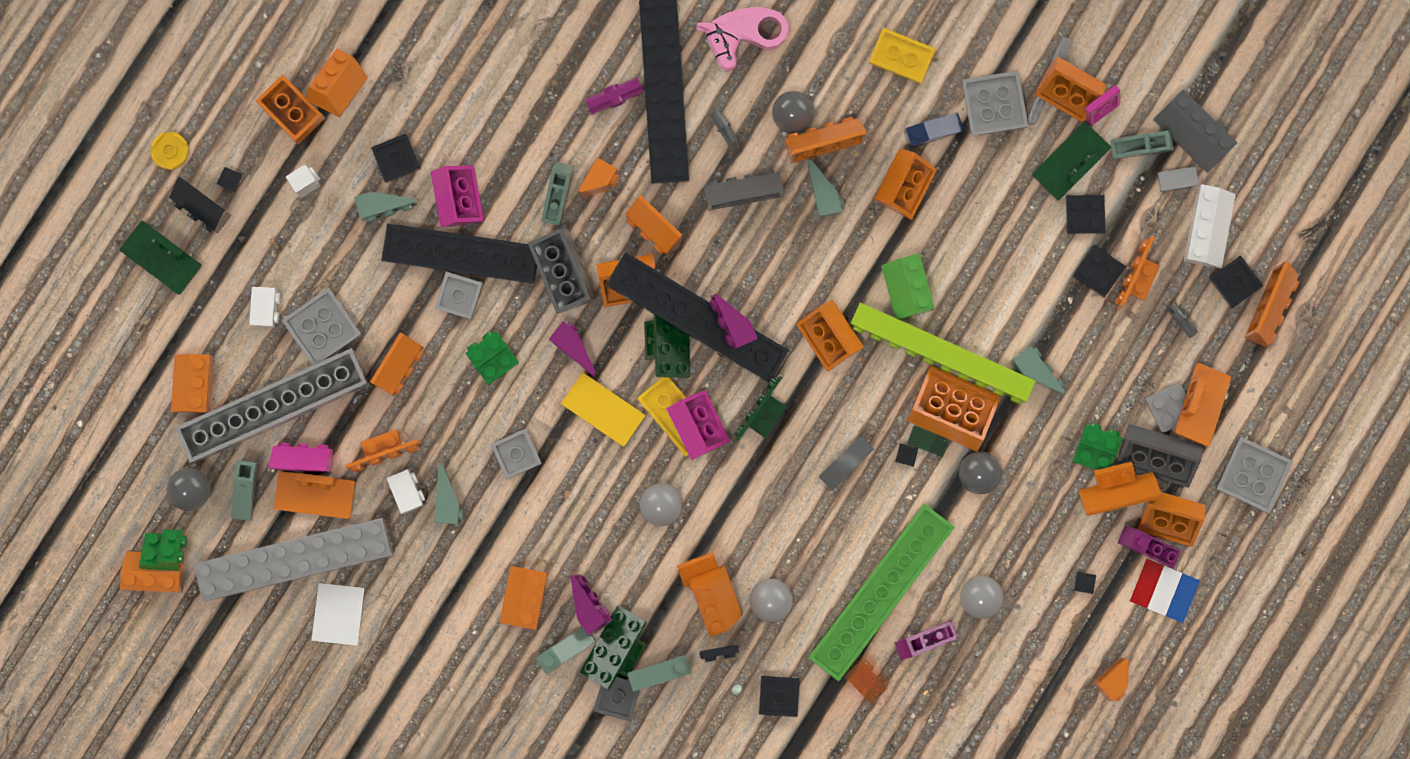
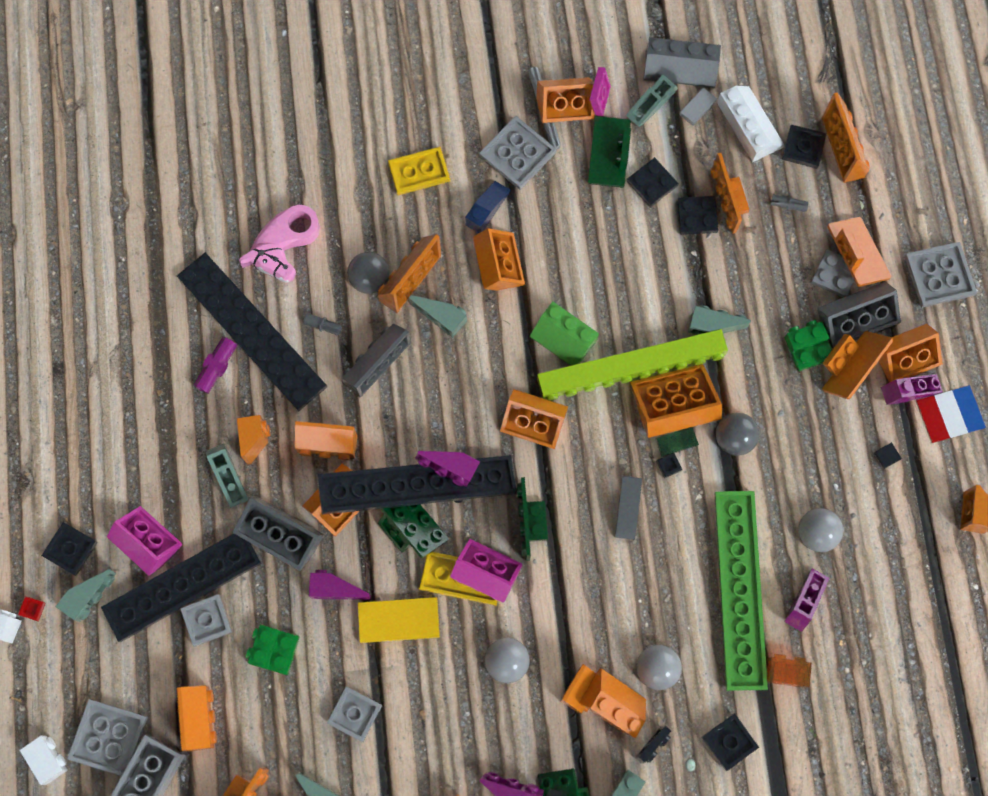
camera: 40 degrees left, 10 degrees down
(334, 183) = (31, 608): none -> red plate

